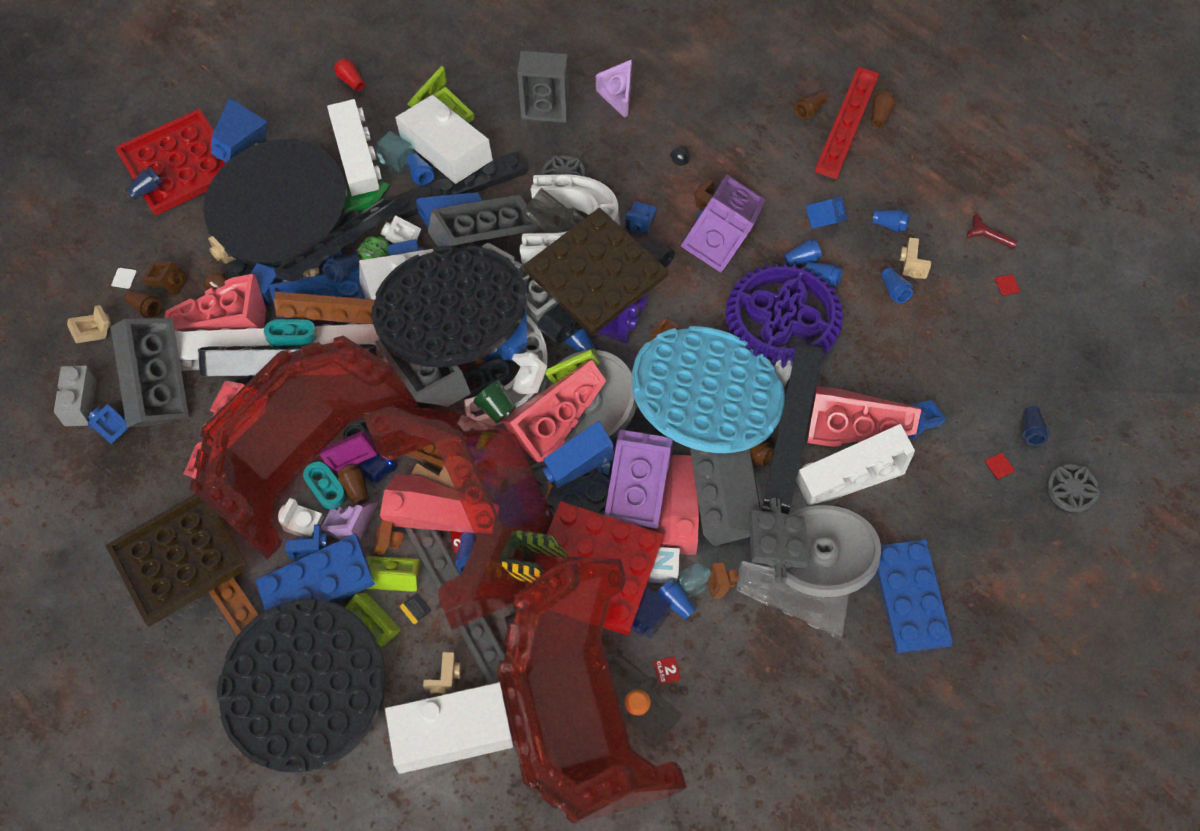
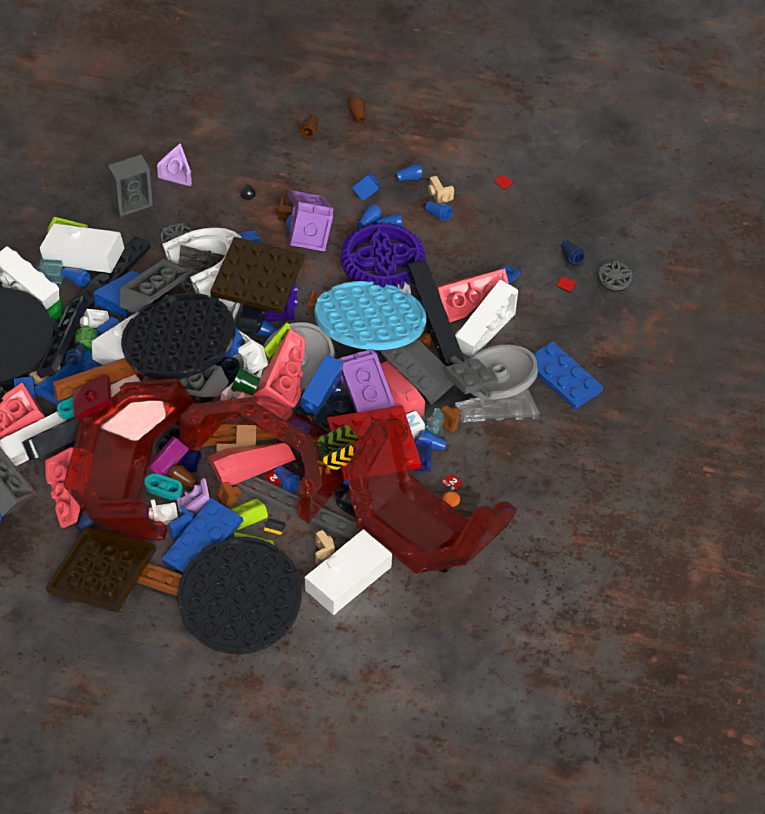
camera: 35 degrees left, 10 degrees down
(302, 333) = (92, 397): none -> dark red plate
(431, 87) = (40, 224): lime slope -> none
(847, 123) = (341, 127): red plate -> none
(981, 229) = (466, 156): dark red piece -> none

